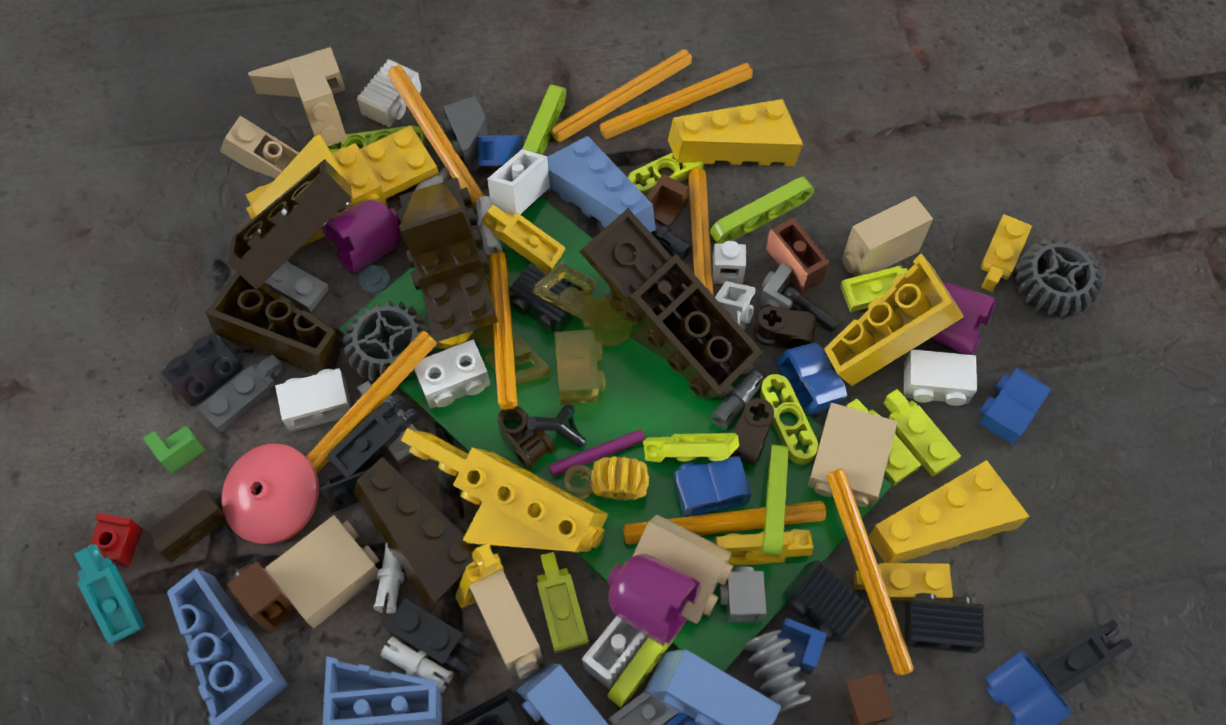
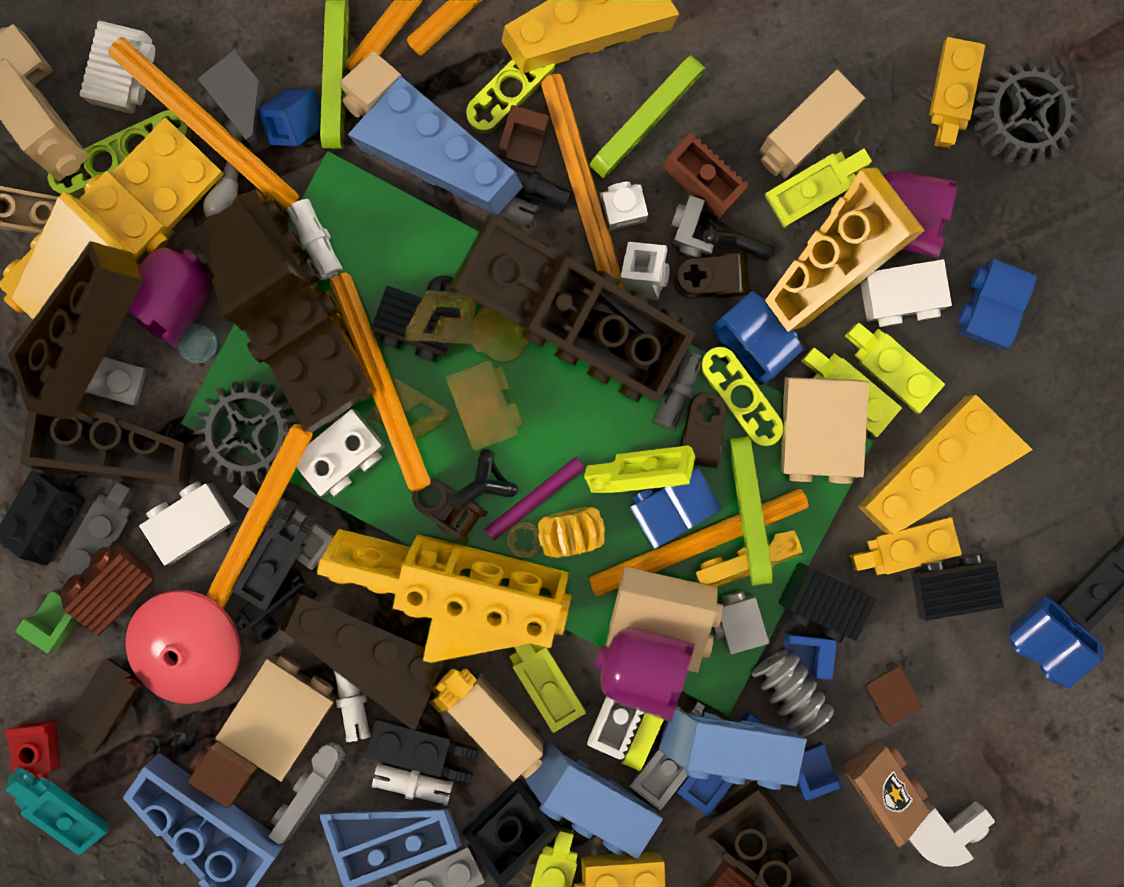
camera: 20 degrees left, 25 degrees up
(229, 427) = (105, 587): none -> copper brick
(325, 642) = (308, 790): none -> light grey hinge
(519, 182) = (336, 175): white brick -> none
(524, 238) = (367, 250): yellow hinge -> none
(561, 136) = (367, 84): none -> tan brick
(870, 572) = (866, 556): light orange axle -> none

